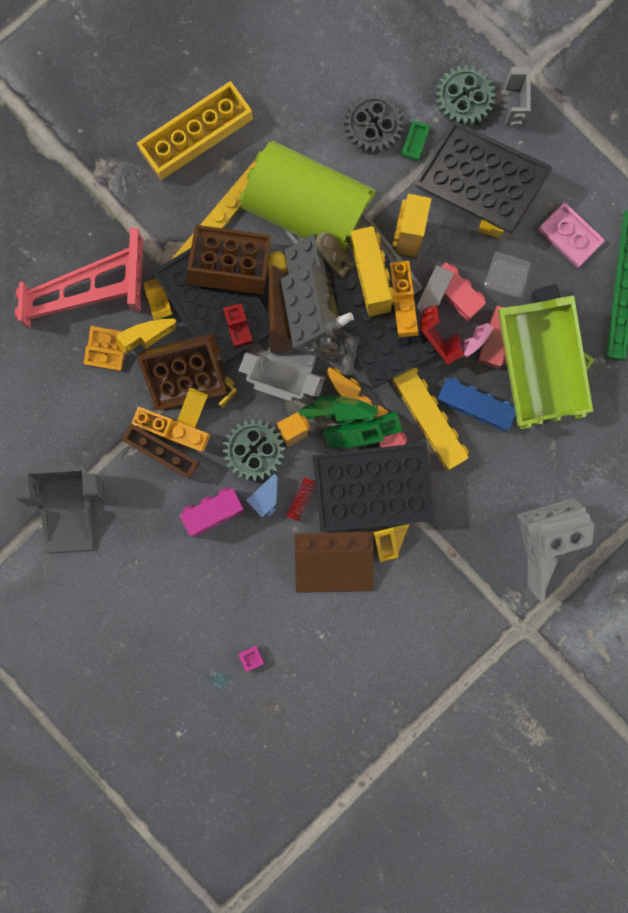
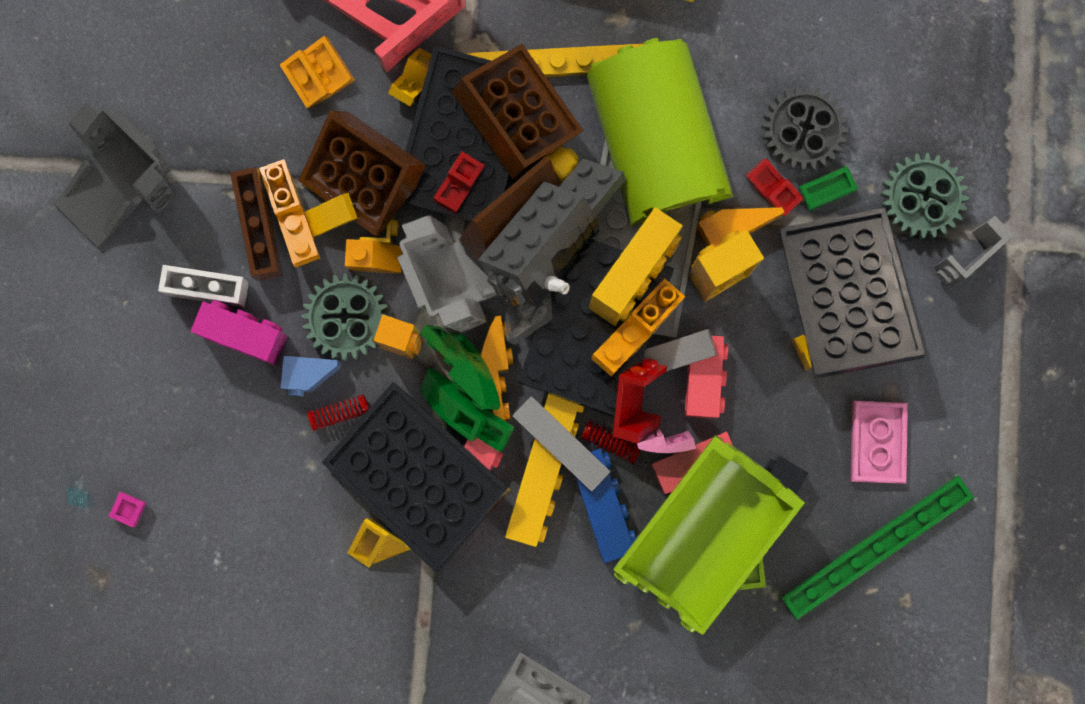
camera: 50 degrees right, 0 degrees up
(145, 334) = (365, 98): yellow slope -> none
(168, 510) = (203, 286): none -> white brick
(234, 406) = (372, 256): none -> light orange slope
(334, 254) = (620, 212): dark tan plate -> none
(334, 561) = (303, 504): reddish brown slope -> none
(389, 167) = (773, 186): none -> red slope
(389, 206) = (717, 225): none -> light orange slope
(426, 395) = (561, 443): none -> light grey tile
(430, 378) = (588, 432): none -> red piece
(507, 275) = (771, 413): clear plate -> none

